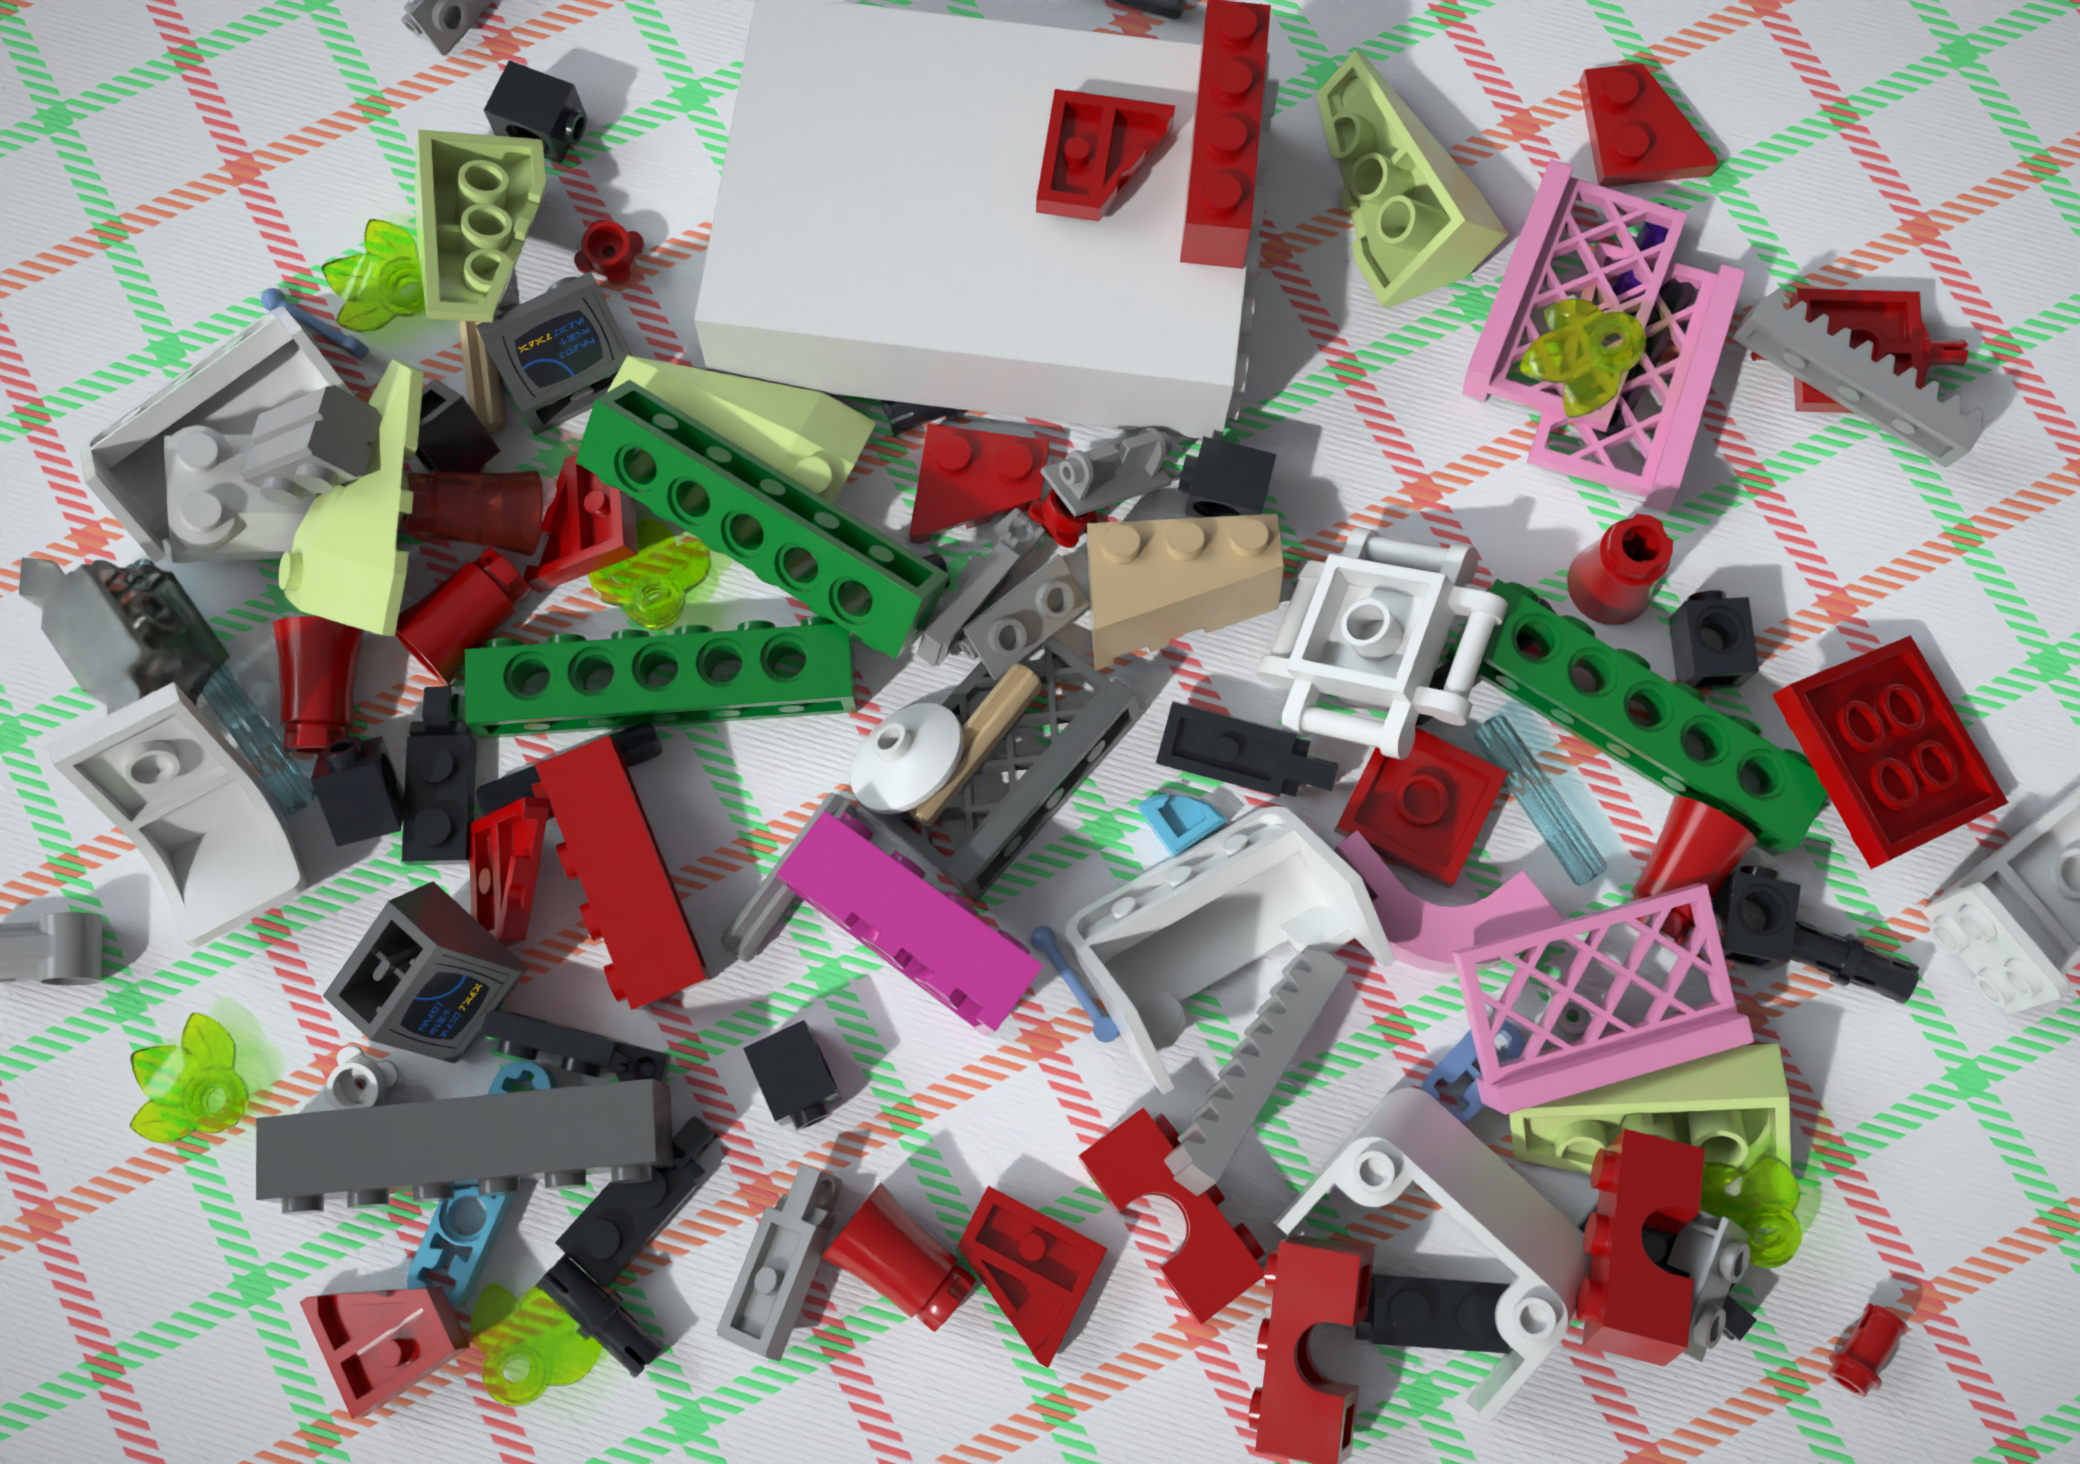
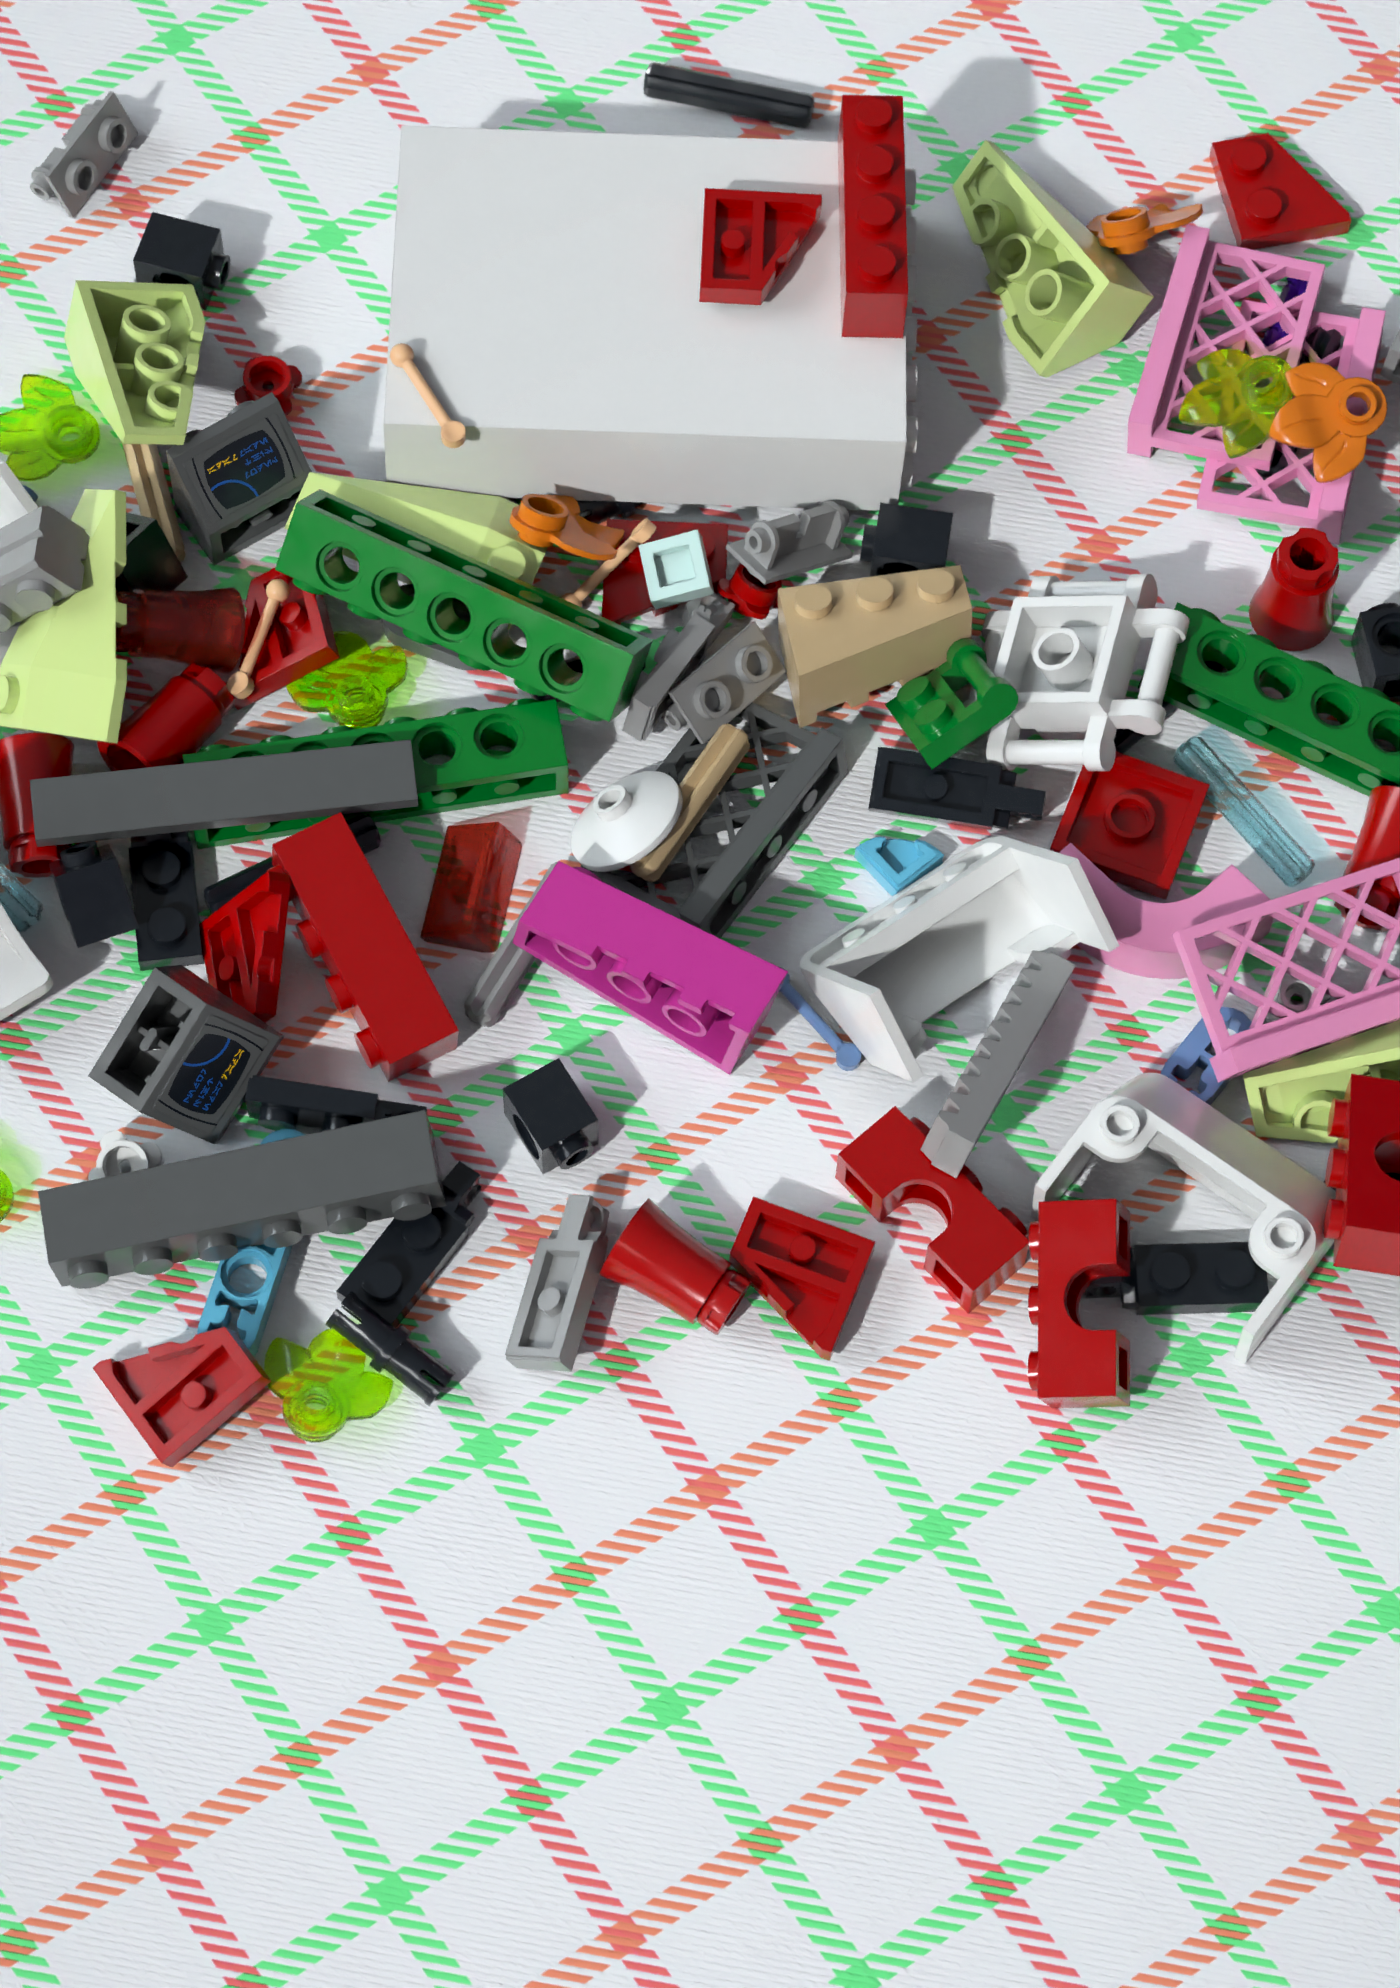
camera: 10 degrees left, 10 degrees down
(496, 699) = (223, 793): none -> dark grey tile
(538, 571) = (240, 683): none -> light nougat hinge
(747, 808) = (472, 887): none -> clear red slope
(762, 336) = (452, 432): none -> light nougat hinge
(872, 431) = (556, 520): none -> orange plate
(883, 509) = (639, 535): none -> light nougat hinge
(987, 490) = (676, 569): none -> light aqua plate
(1232, 672) = (935, 715): none -> green plate
(1492, 157) = (1130, 227): none -> orange plate
(1669, 387) = (1321, 419): none -> orange plate

